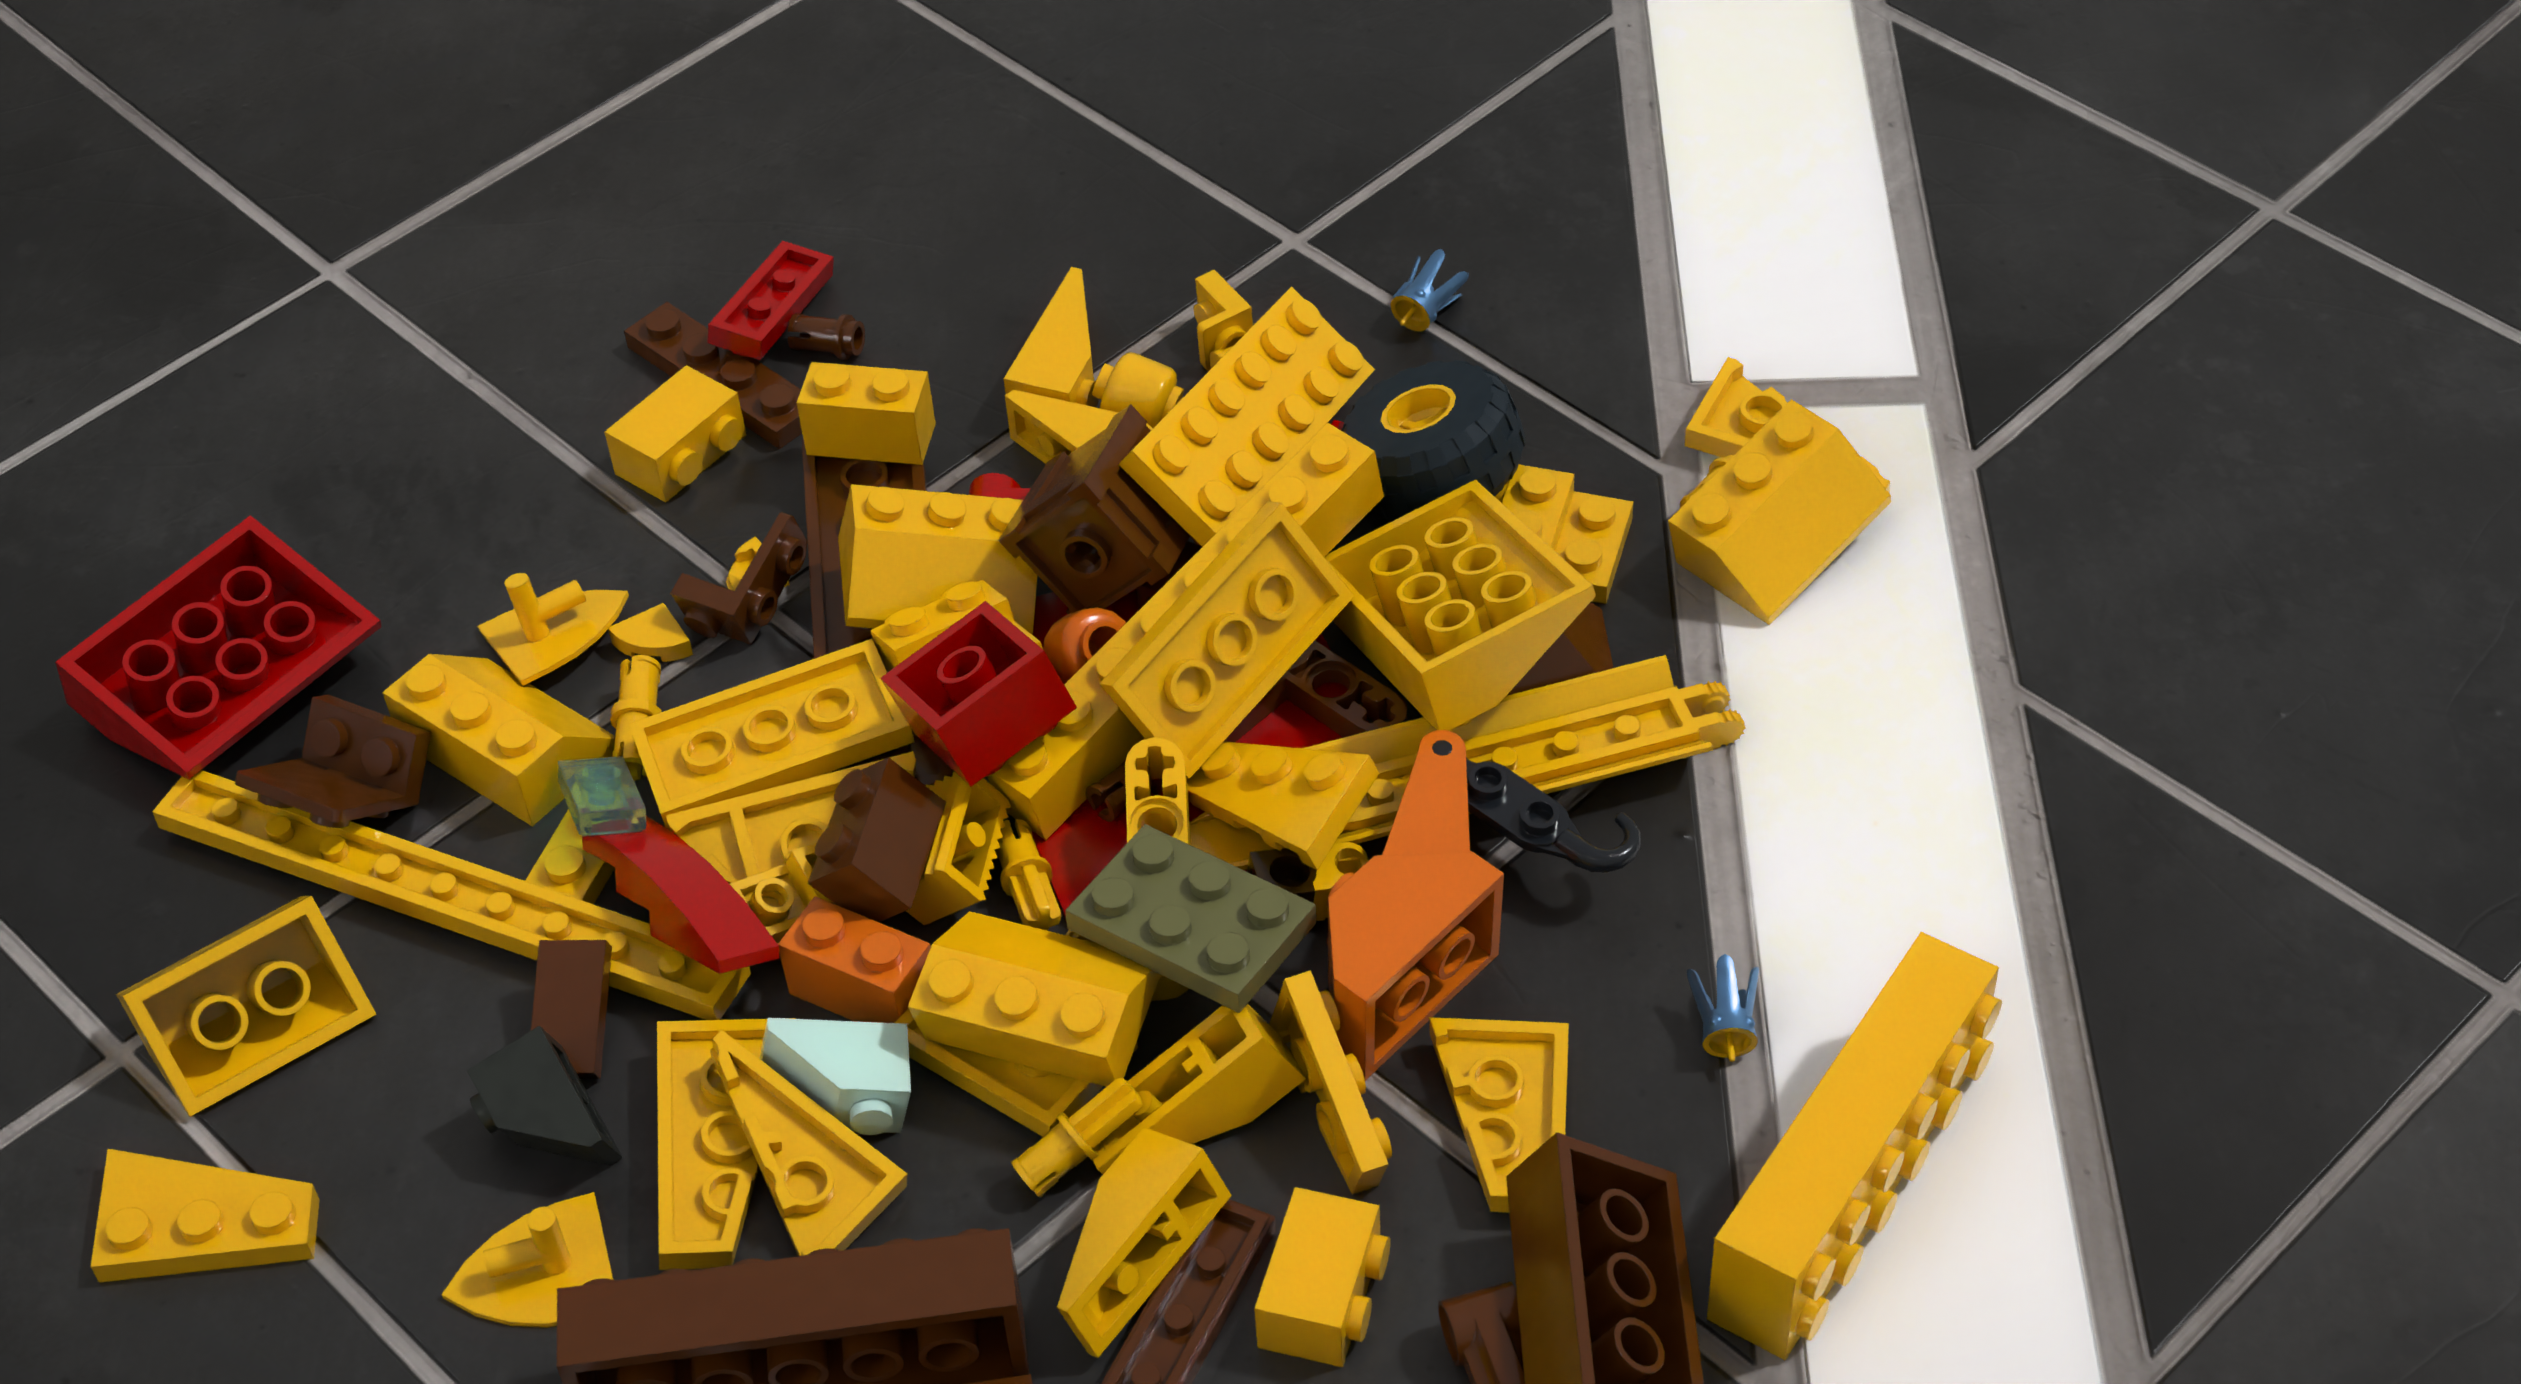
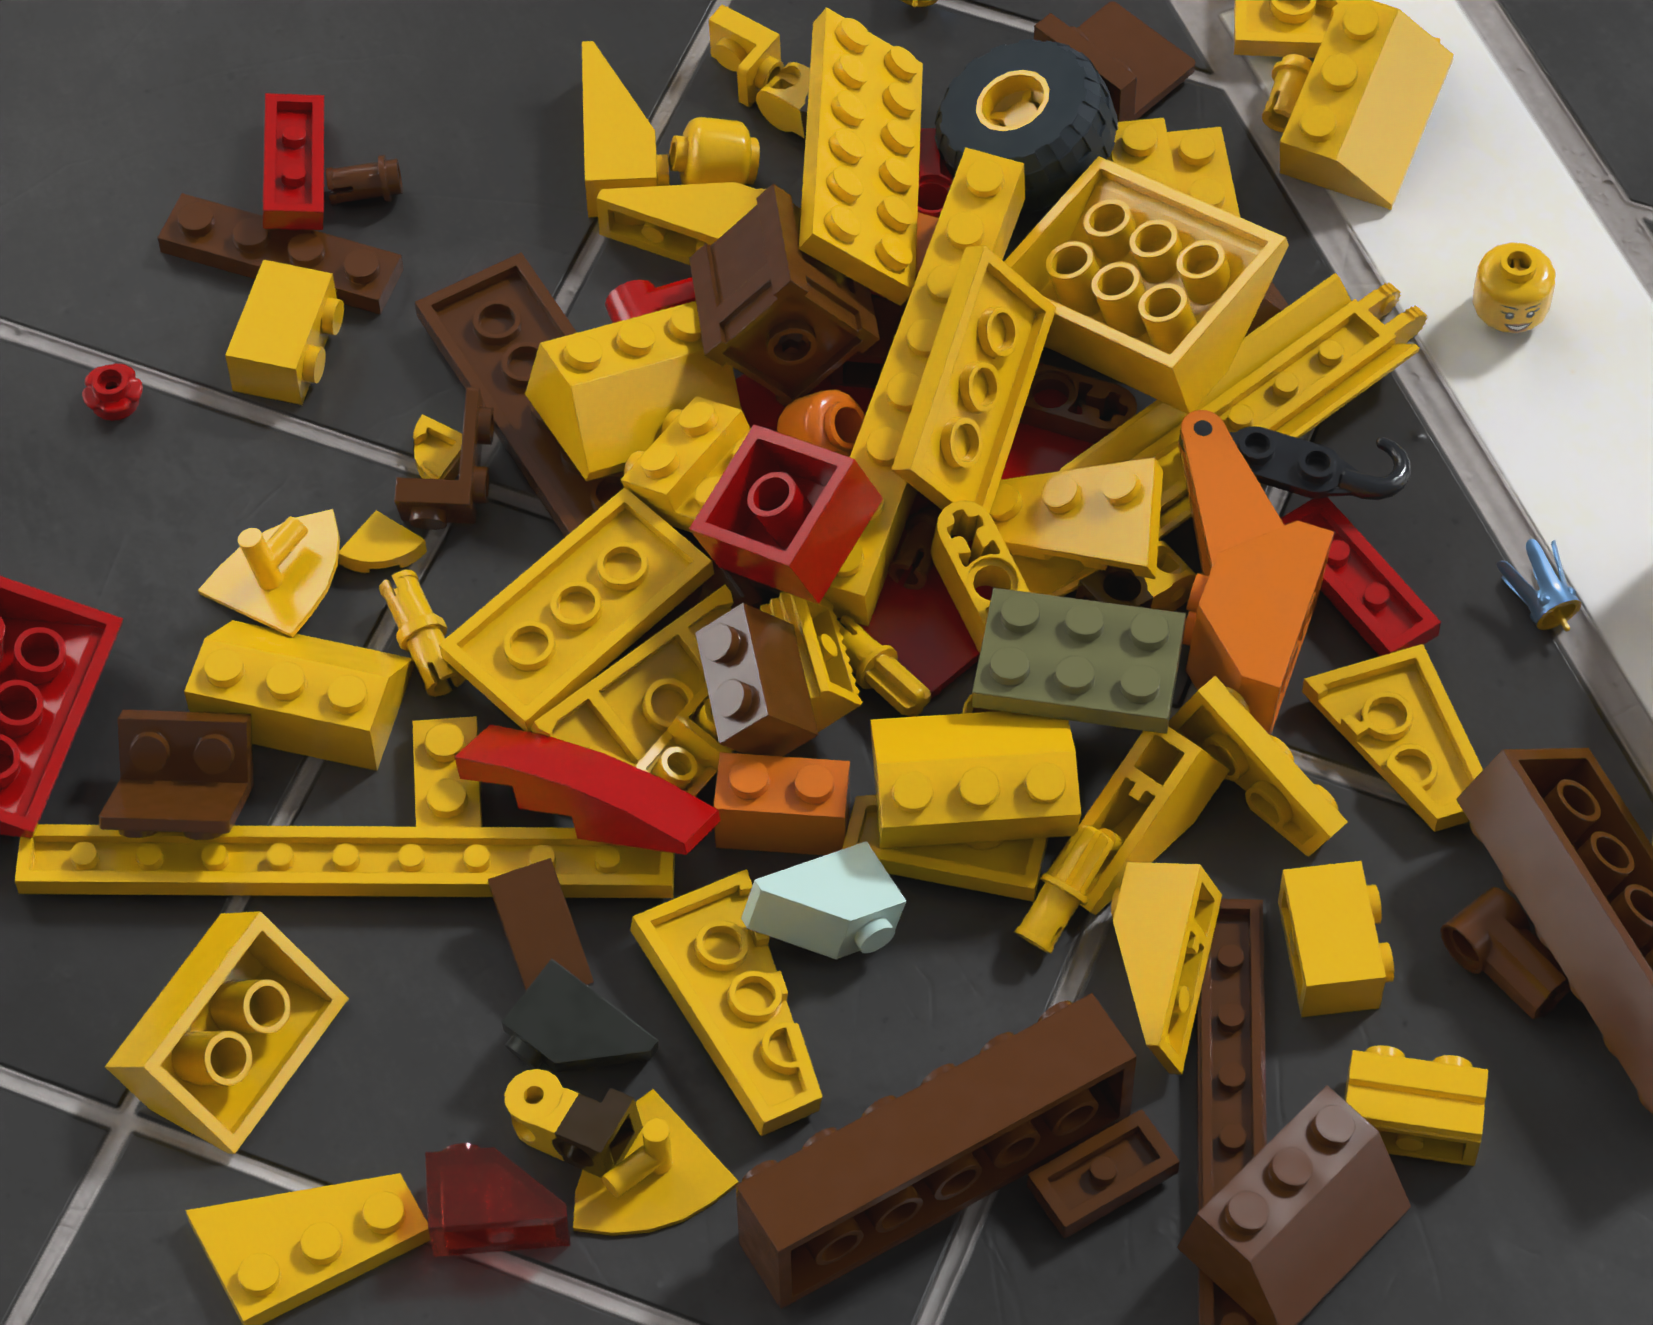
camera: 25 degrees left, 10 degrees up
(361, 1239) = (489, 1204): none -> clear red slope
(484, 1190) = (570, 1124): none -> leg
(509, 442) = (116, 402): none -> red plate
(601, 796) = (454, 721): clear light blue plate -> none
(815, 1166) = (849, 996): yellow wing -> none
(866, 413) = (480, 258): yellow brick -> none
(1543, 946) = (1366, 586): none -> red plate
(1565, 419) = (1127, 54): none -> reddish brown bracket
(1842, 721) = (1513, 287): none -> yellow head

